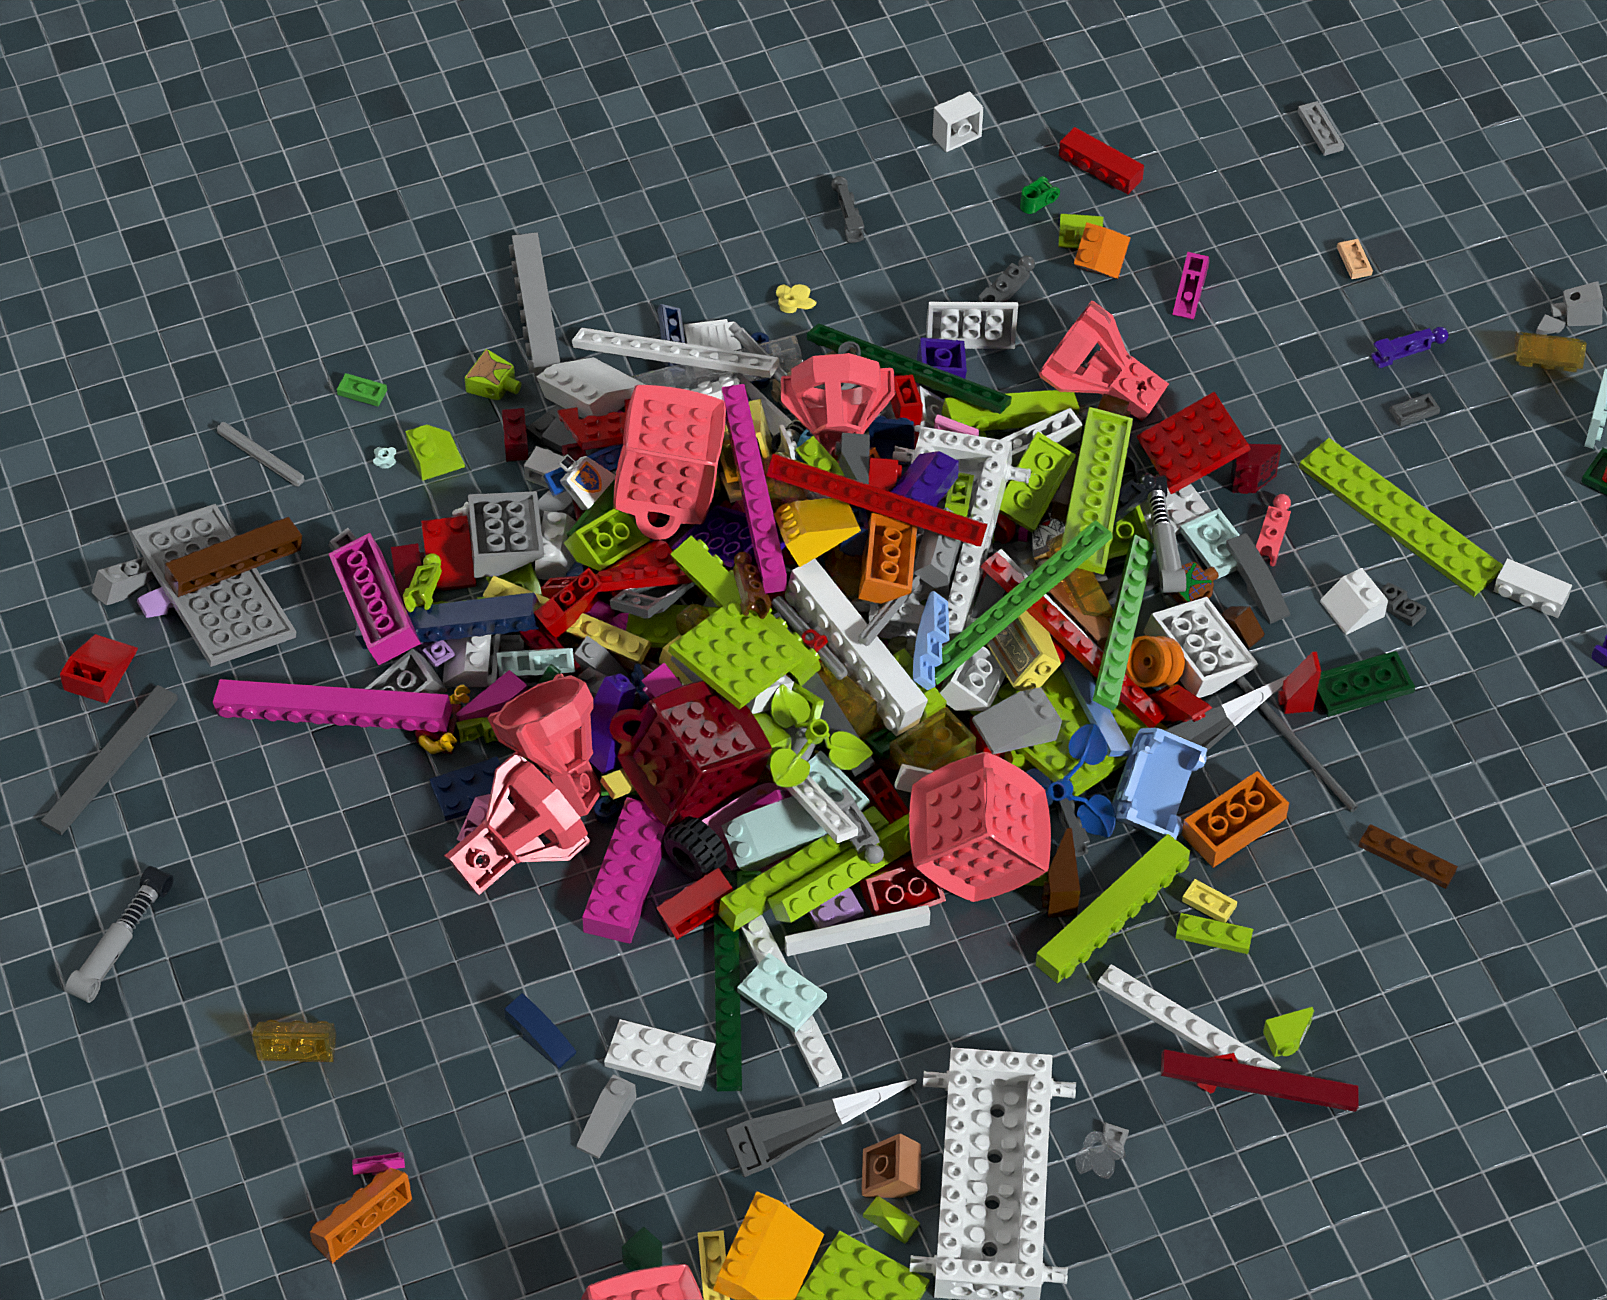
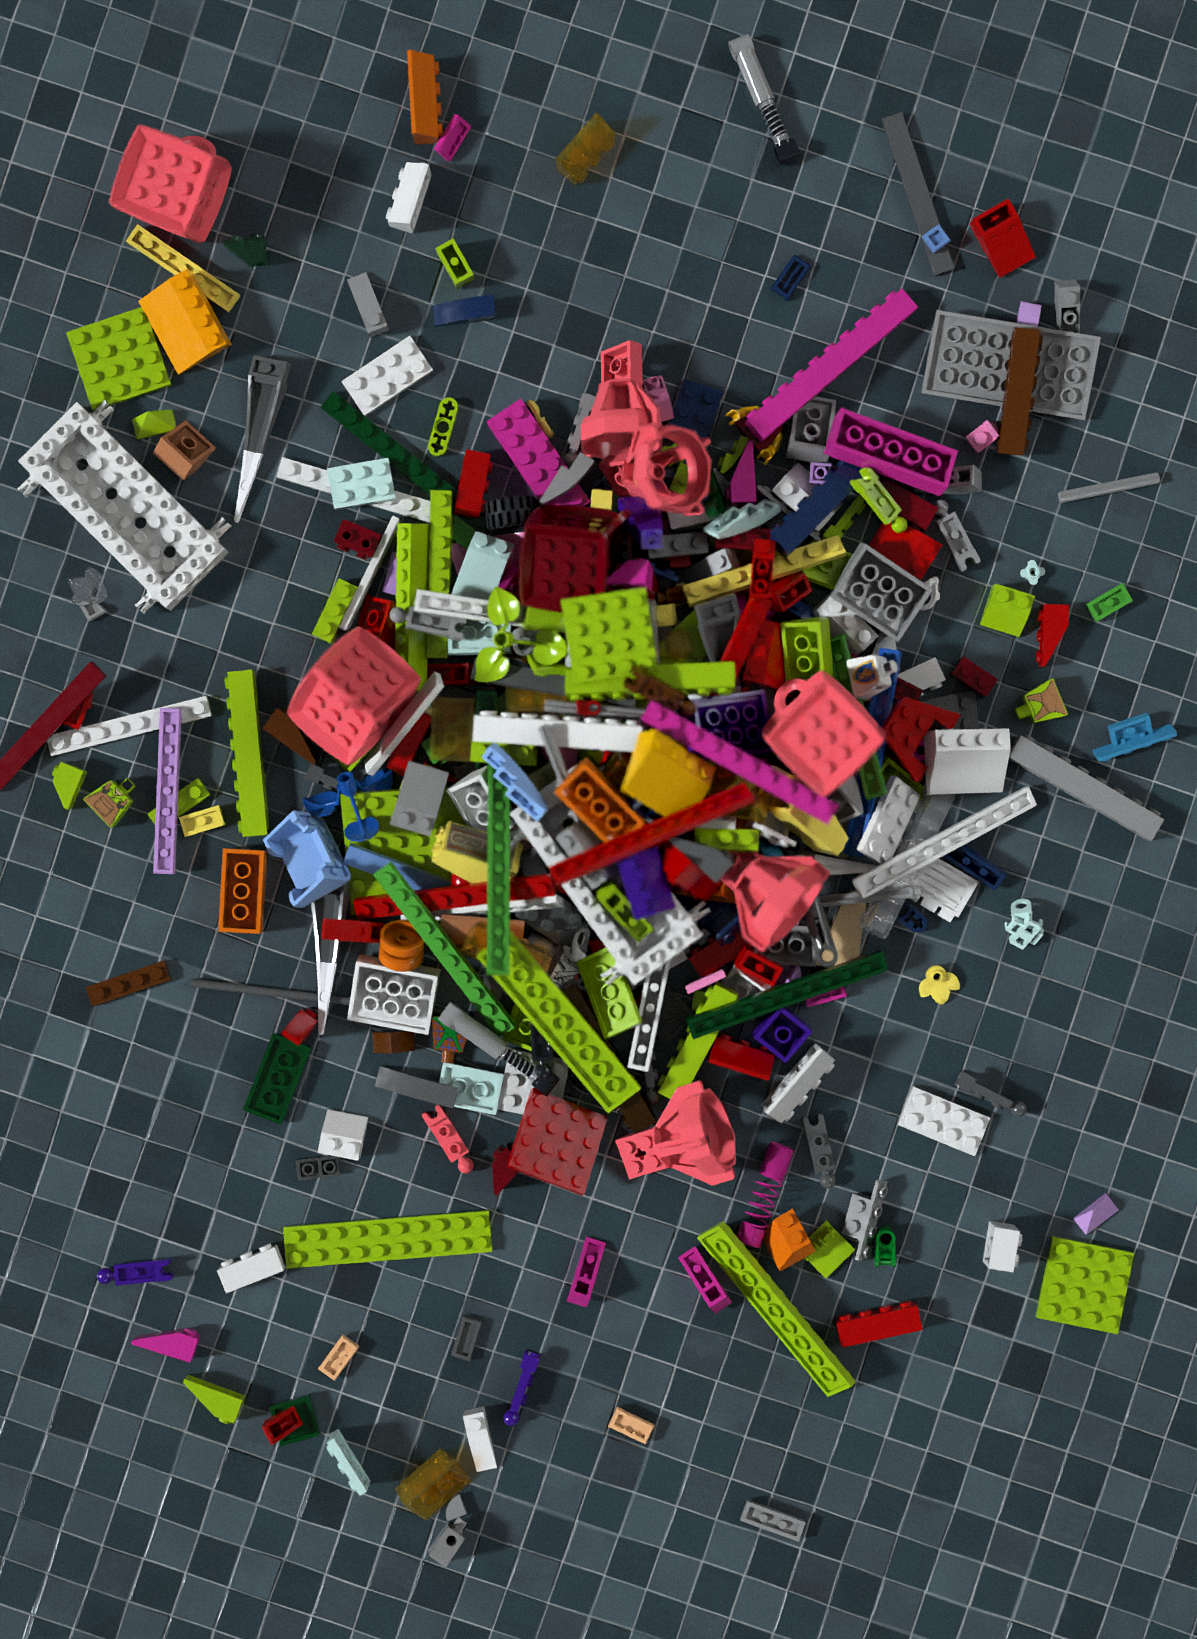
camera: 130 degrees right, 35 degrees up
(142, 713) = (936, 238): none -> medium blue tile
(274, 806) = (780, 292): none -> dark blue tile
(294, 567) = (983, 436): none -> bright pink bracket
(405, 524) = (955, 536): none -> light grey plate
(425, 408) = (1053, 624): none -> red slope
(463, 302) = (1132, 735): none -> dark azure bracket
(469, 1151) = (409, 196): none -> white slope
(501, 1067) = (455, 263): none -> lime brick
(557, 865) = (574, 440): none -> light grey plate
(579, 912) = (541, 421): none -> light yellow piece
(625, 817) = (567, 478): none -> light grey slope
(661, 983) = (444, 443): none -> lime beam
(688, 269) = (1023, 918): none -> light aqua piece
(835, 959) = (358, 539): none -> dark red brick
(869, 93) = (1095, 1214): none -> lavender slope
(899, 226) = (943, 1121): none -> white plate
(918, 931) = (334, 611): none -> lime brick
(930, 65) = (1084, 1284): none -> lime plate
(989, 366) = (741, 1056): none -> red slope
(1025, 533) = (578, 952): none -> white piece
(1032, 224) = (863, 1217): none -> light grey bracket
(1055, 298) = (775, 1167): none -> dark pink piece
(1161, 226) = (776, 1309): none -> lime plate
(1211, 943) = (167, 791): none -> lavender tile
(1268, 985) = (111, 801): none -> torso
(1274, 363) = (586, 1272): none -> dark pink slope
(1477, 347) = (479, 1438): none -> white slope
(1529, 480) = (338, 1357): none -> light nougat plate

